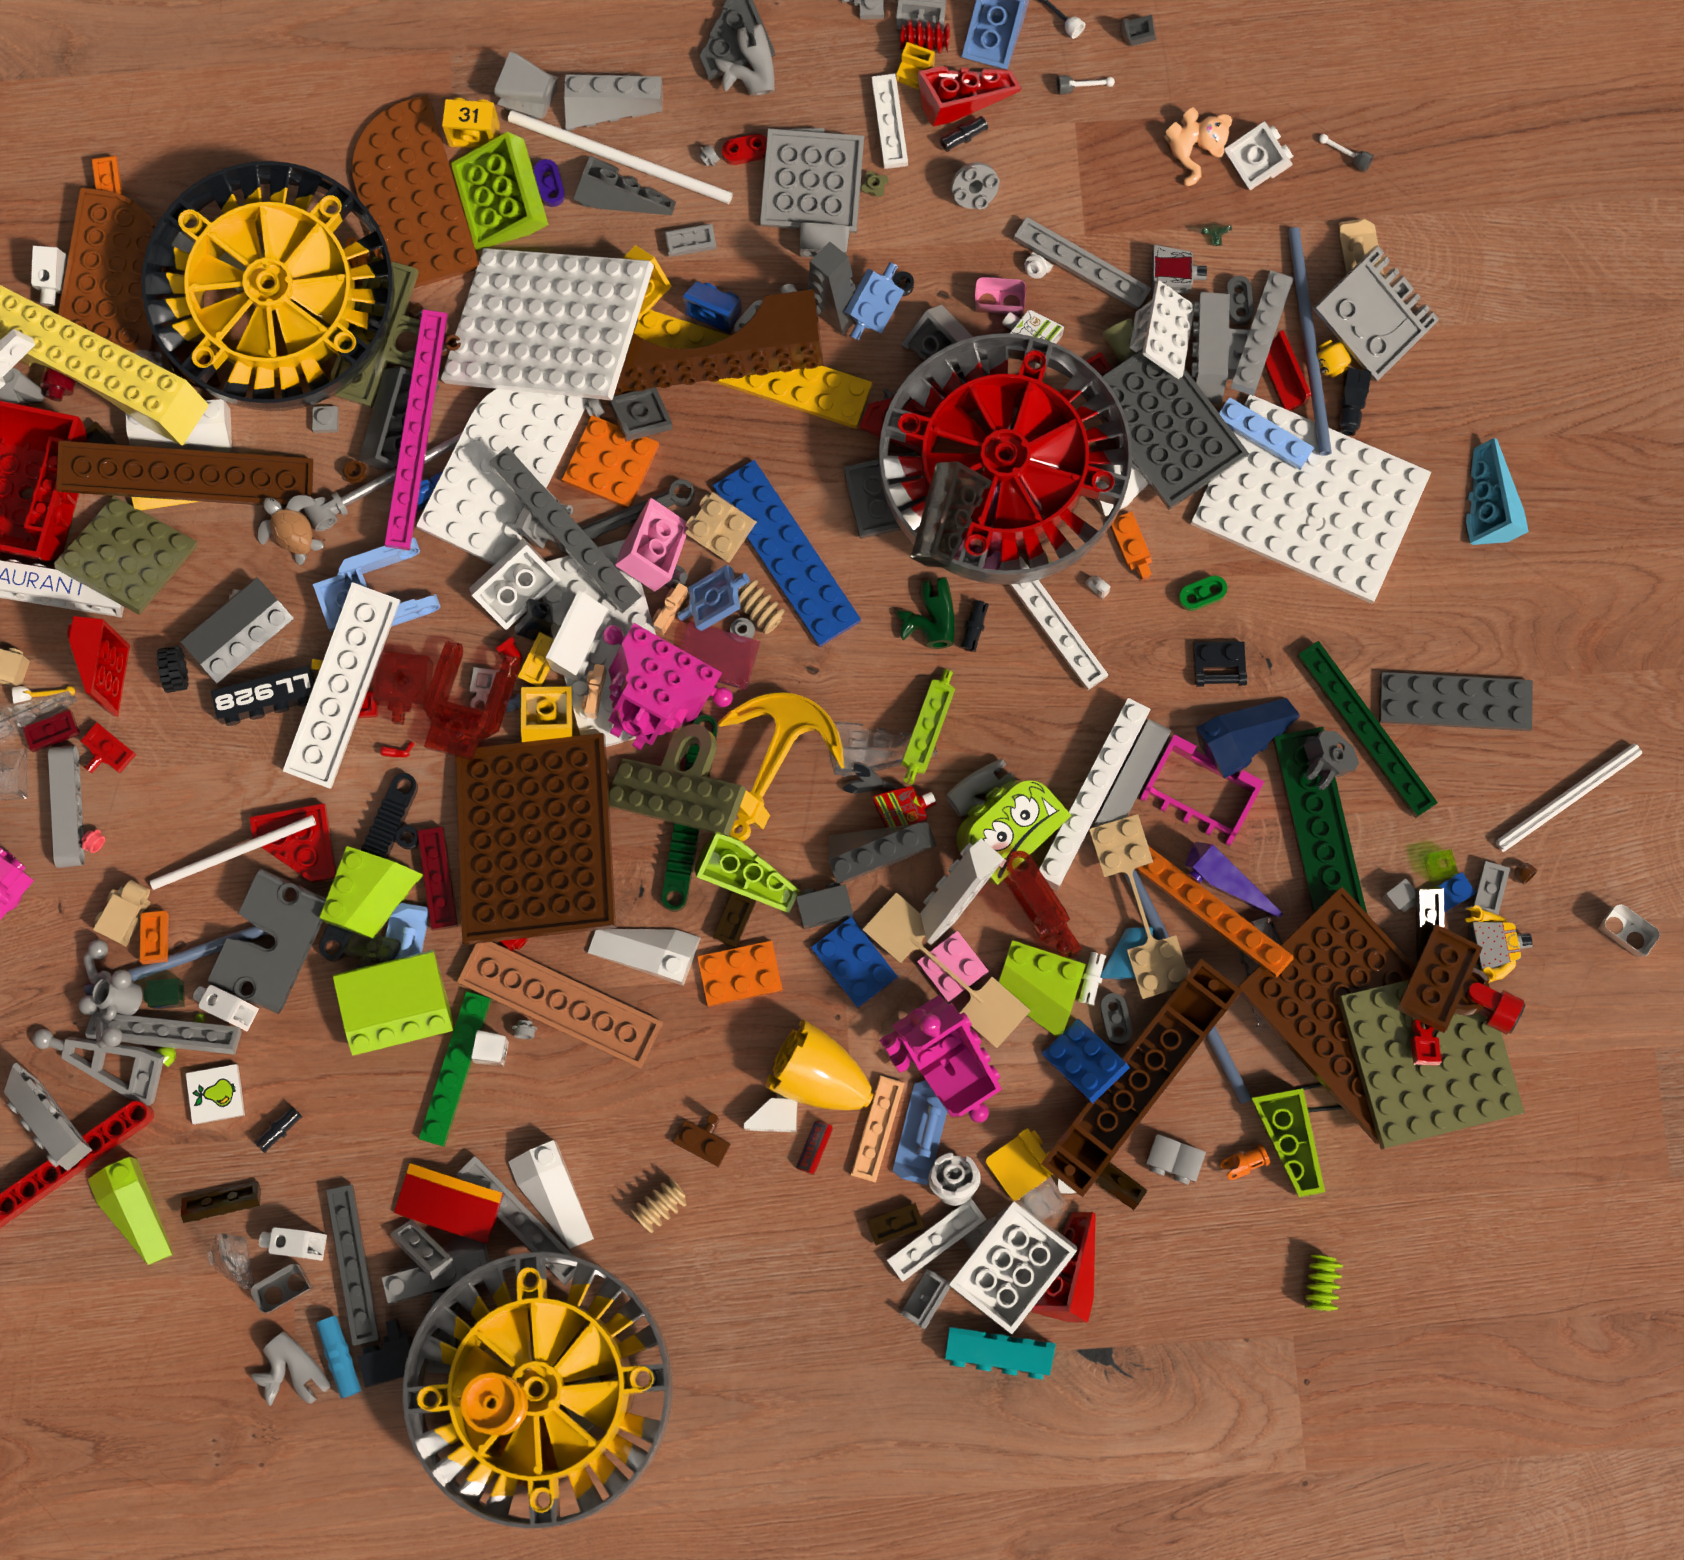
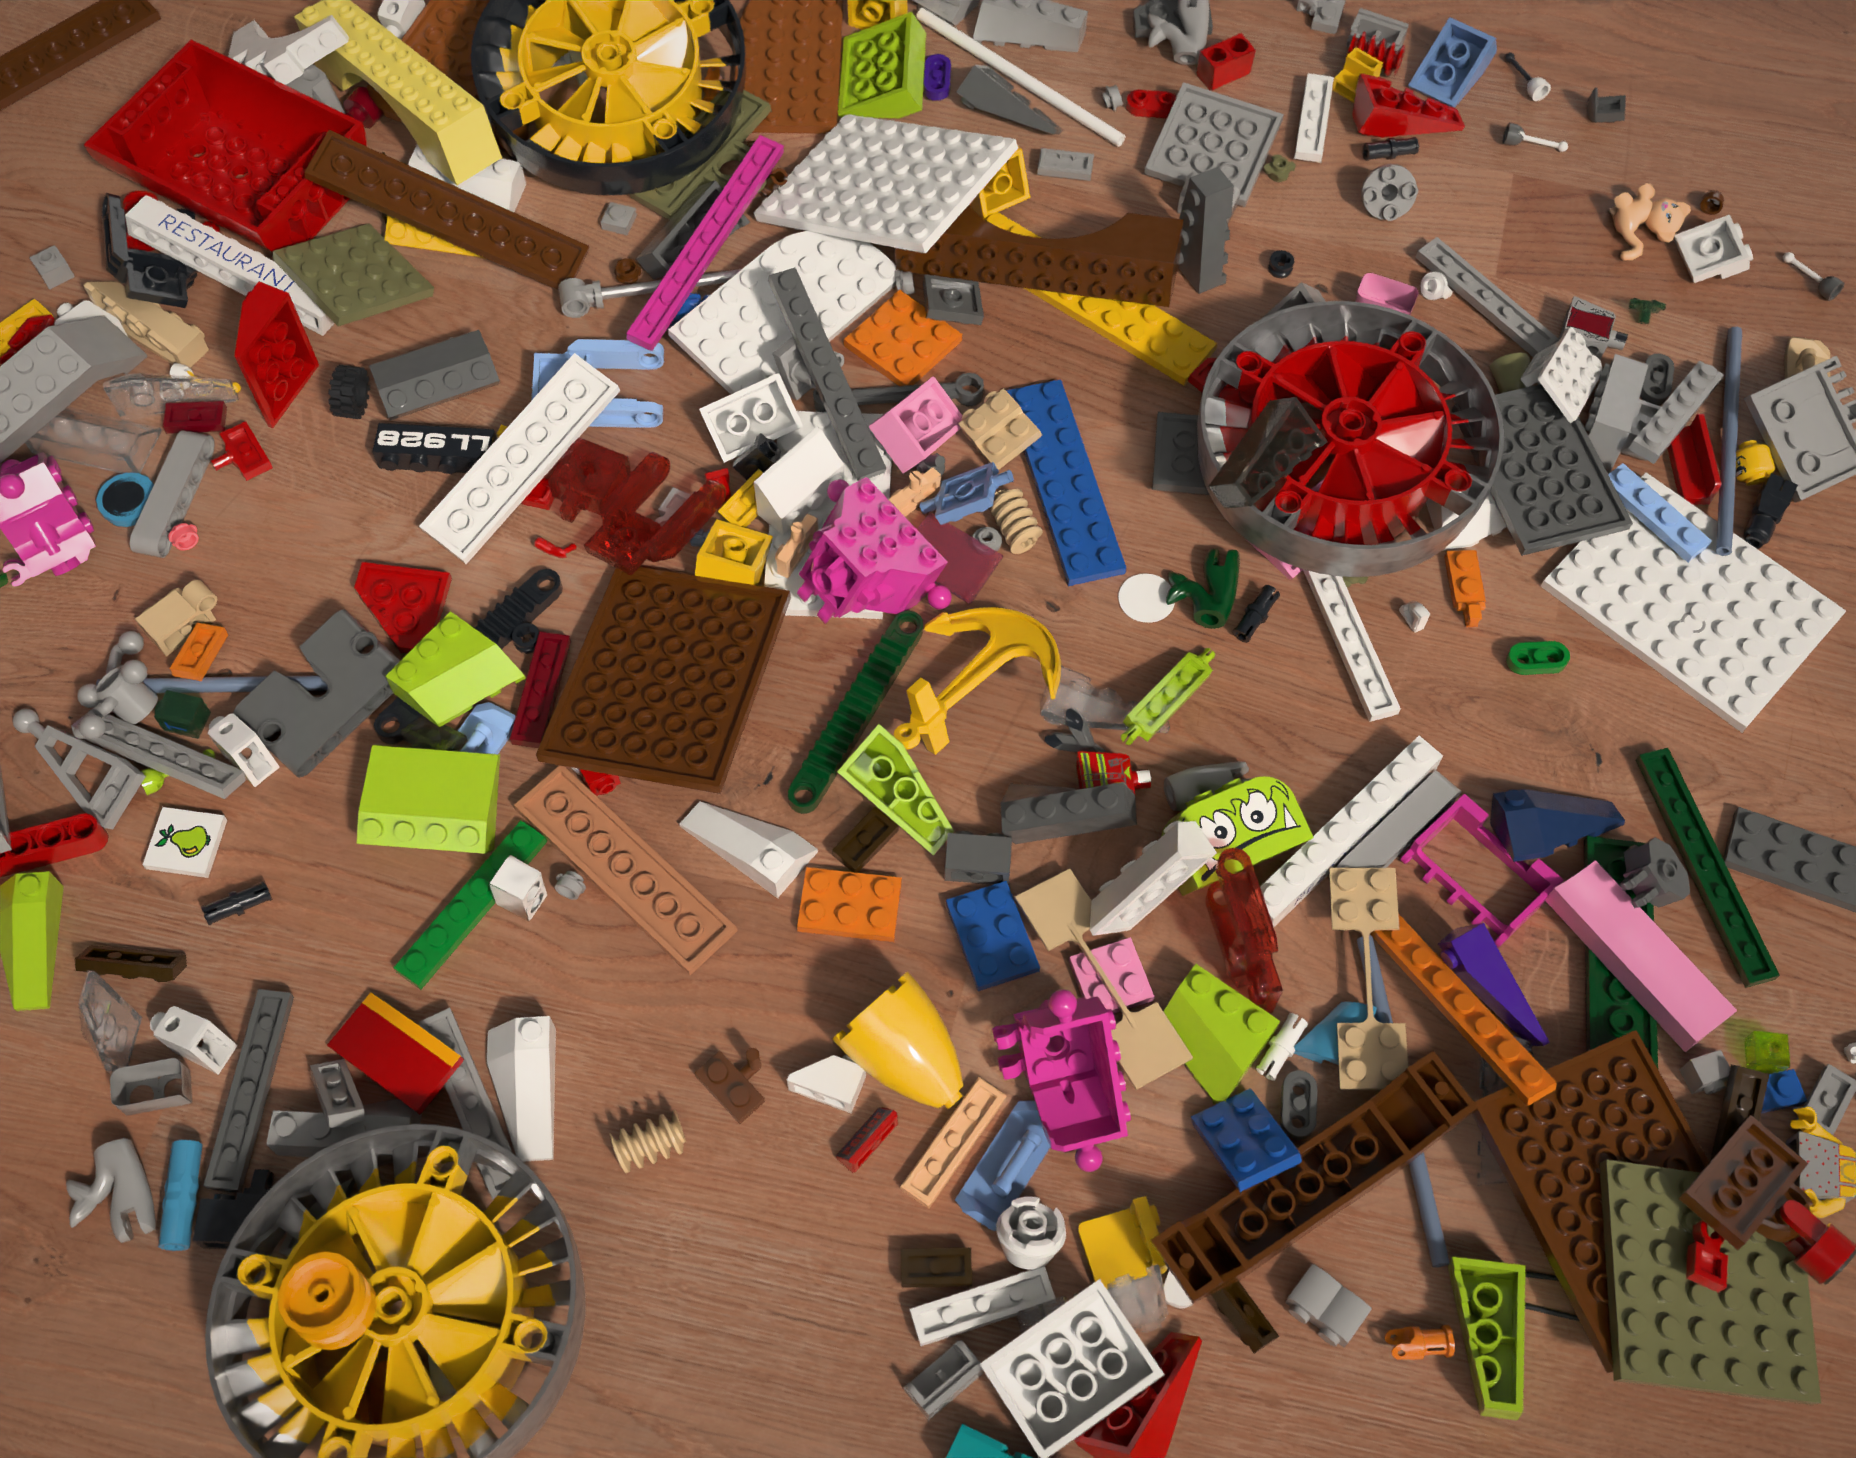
camera: 15 degrees right, 15 degrees down
(29, 822) = (123, 498): none -> tile
(233, 852) = (327, 590): white piece -> none
(290, 527) = (535, 298): animal -> none
(679, 795) = (851, 676): olive plate -> none
(712, 306) = (1062, 219): blue slope -> none
(802, 94) = (1230, 68): none -> red piece
(874, 301) = (1245, 262): medium blue plate -> none
(882, 638) = (1145, 598): none -> white sticker
(1220, 656) = (1539, 732): black plate -> none
(1248, 102) = (1712, 202): none -> reddish brown hinge
(1333, 822) = (1640, 956): none -> bright pink arch

